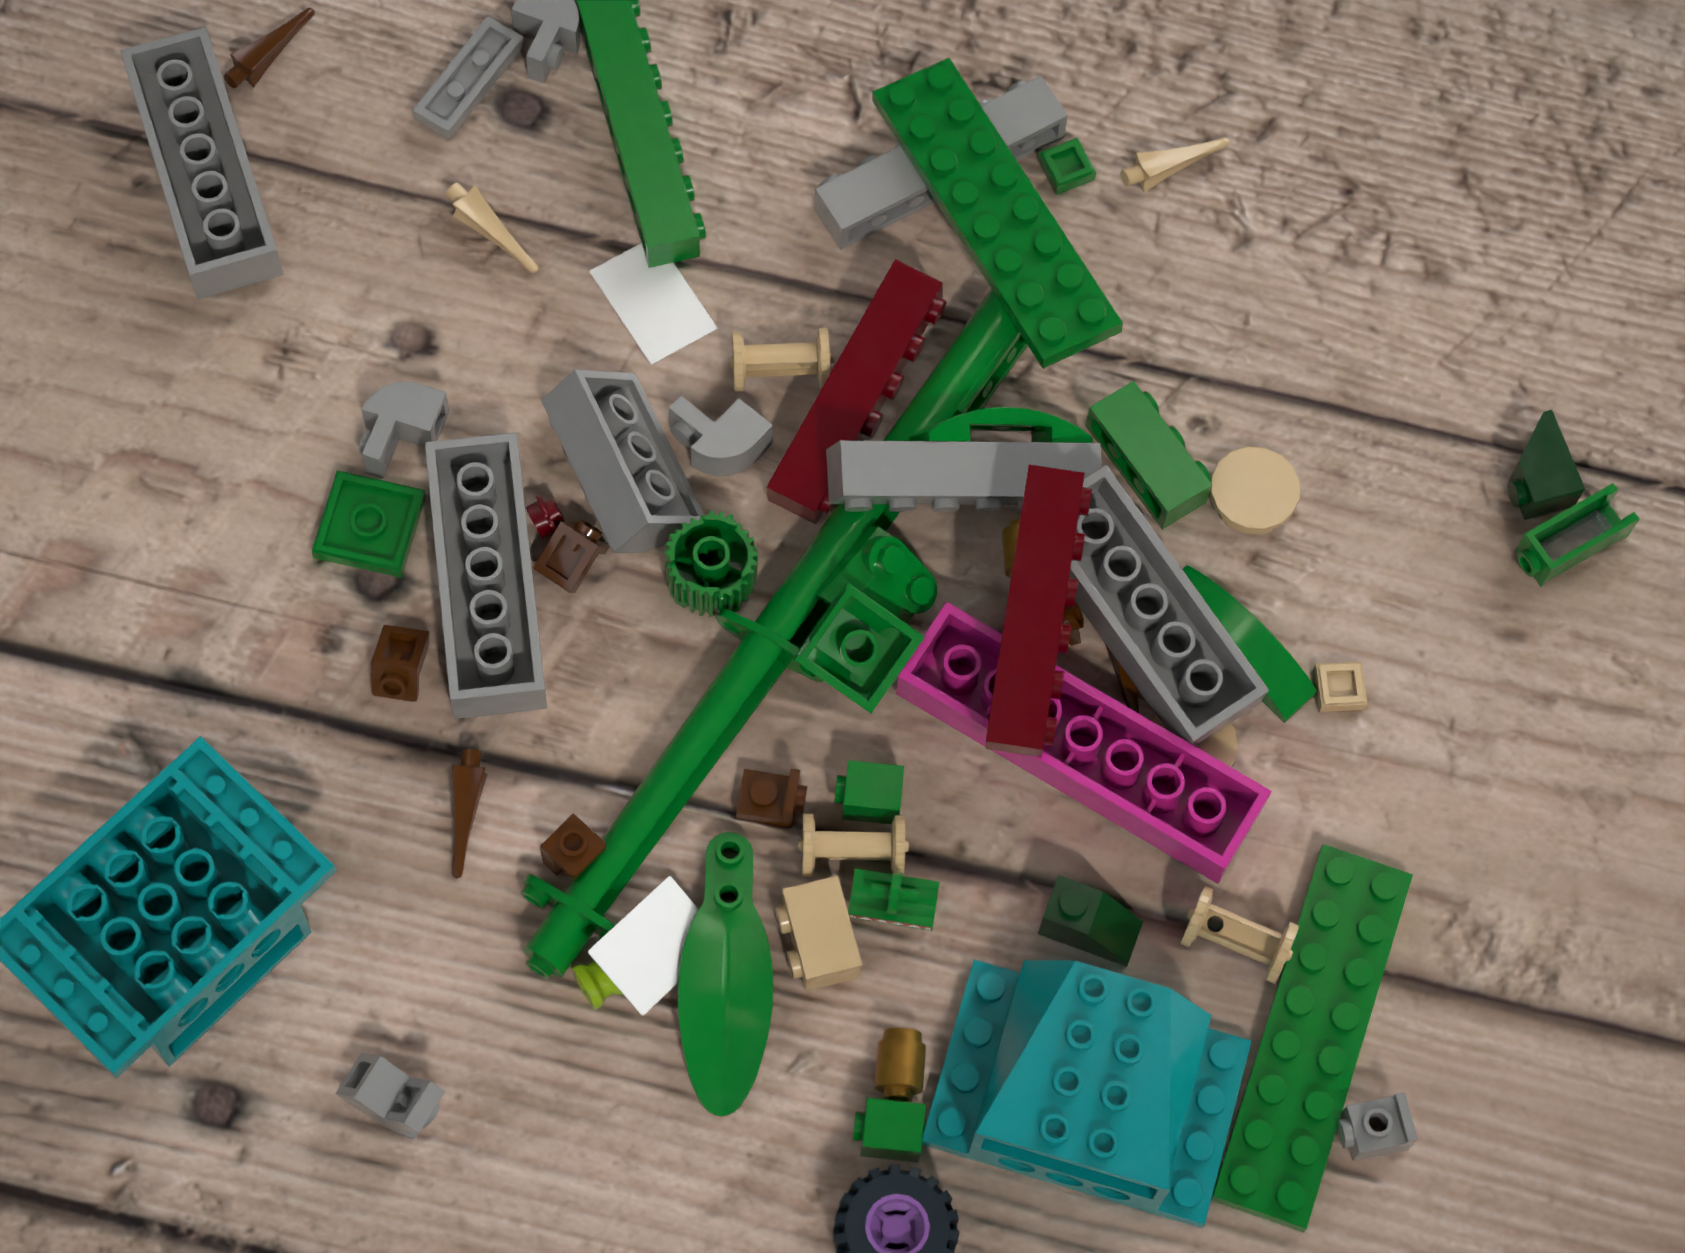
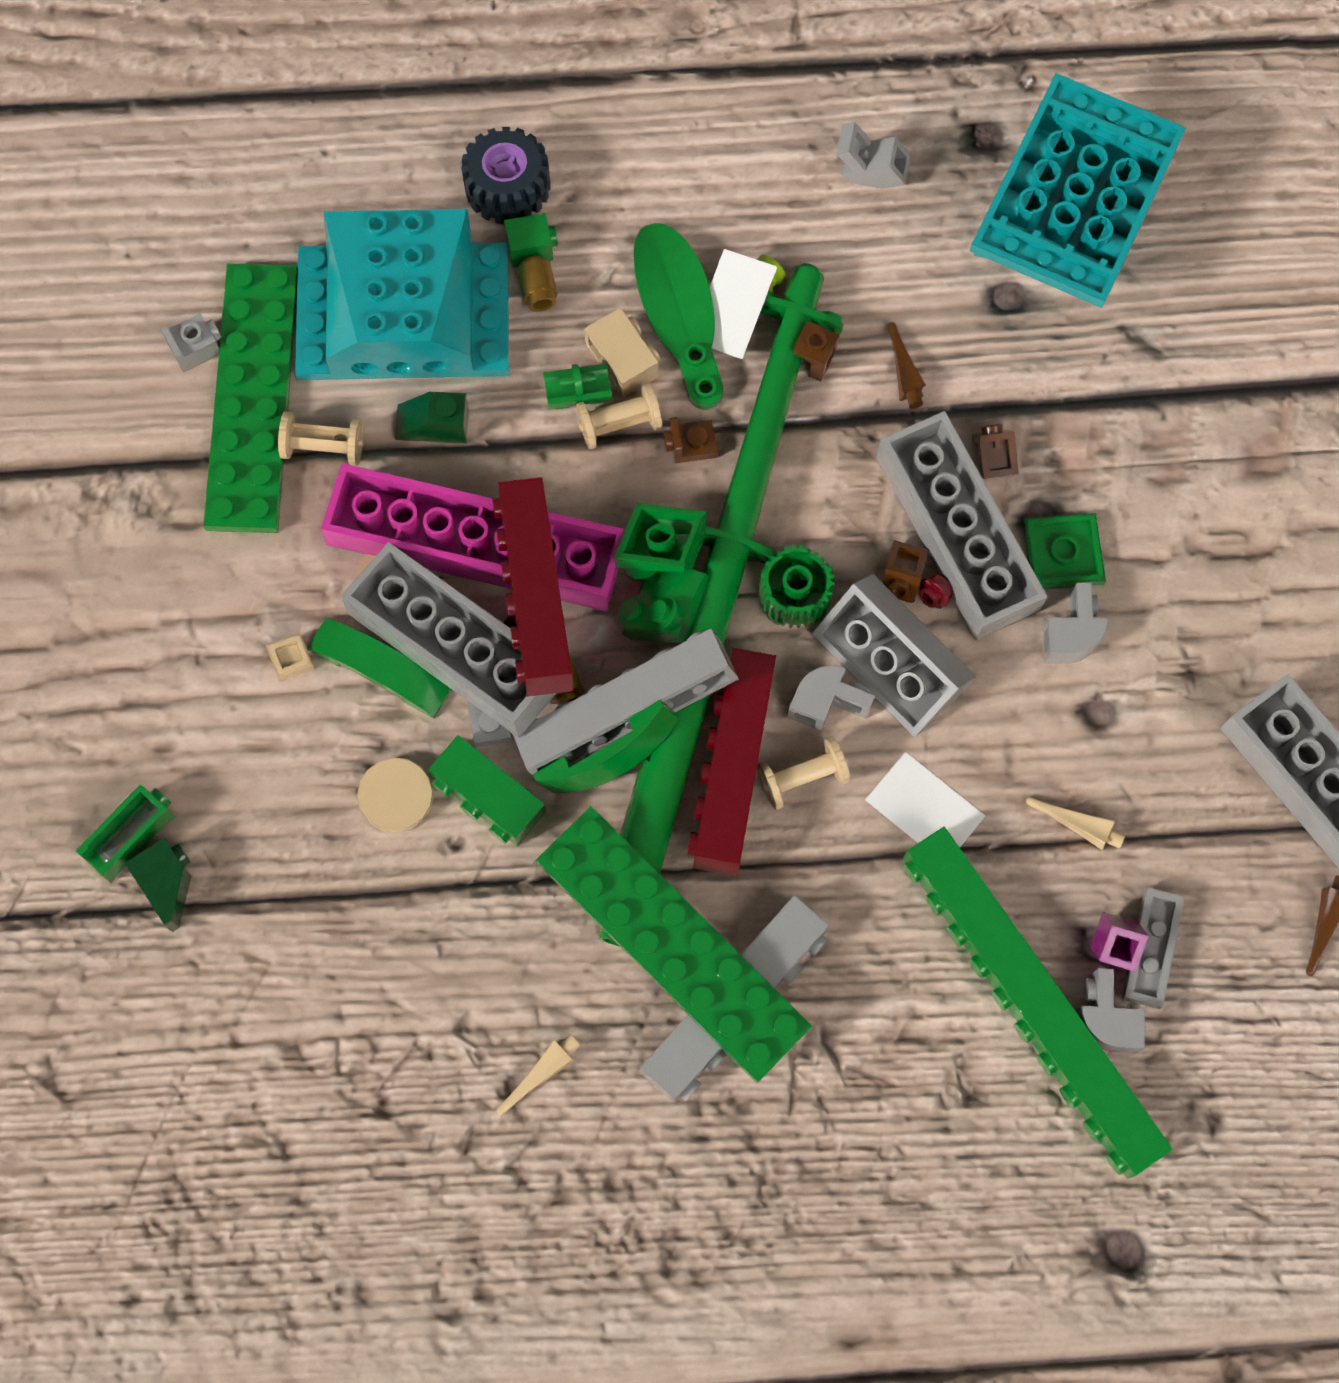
camera: 165 degrees right, 5 degrees up
(506, 83) = (1119, 941): none -> magenta brick
(870, 791) = (619, 460): green brick -> none
(1066, 166) = (629, 1040): green tile -> none

